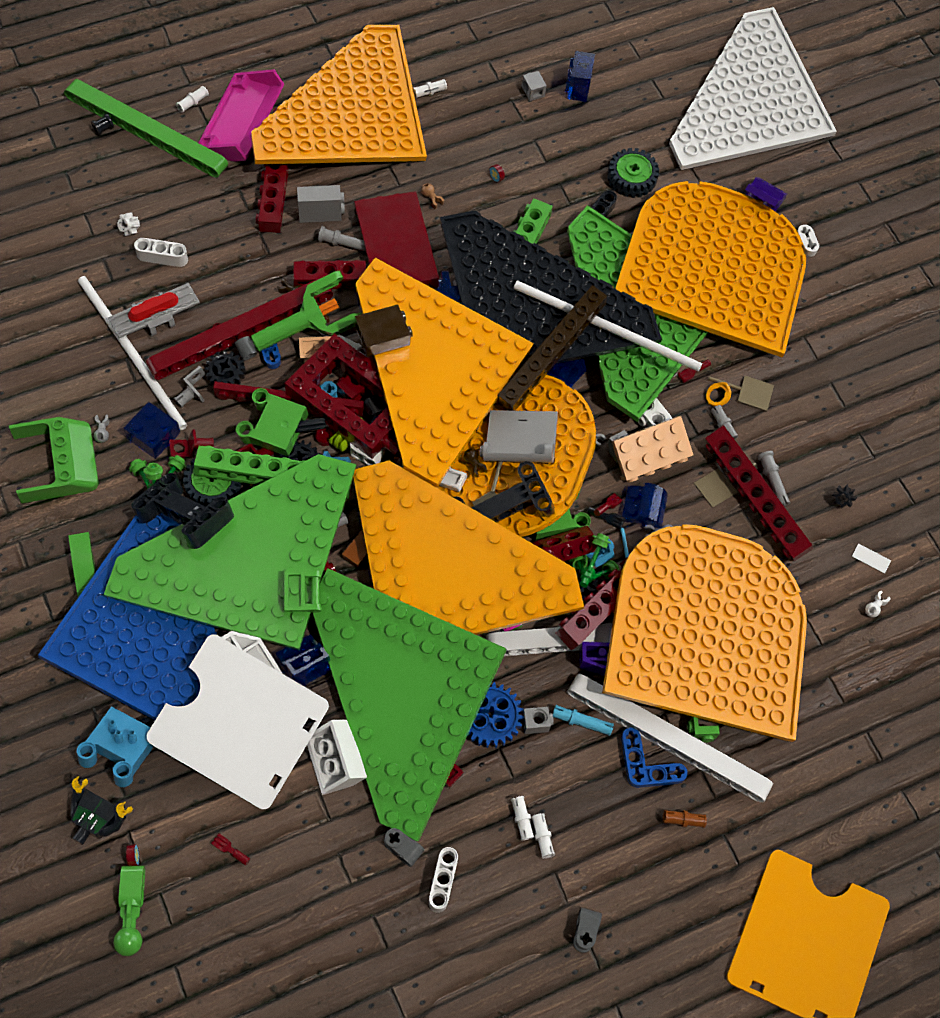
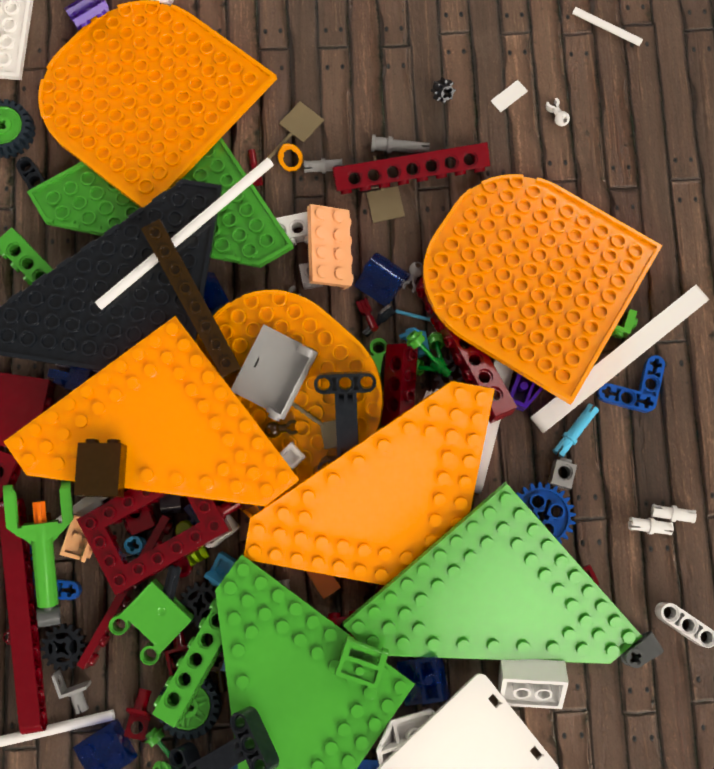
camera: 55 degrees left, 15 degrees up
(684, 818) = (700, 377): dark orange pin -> none

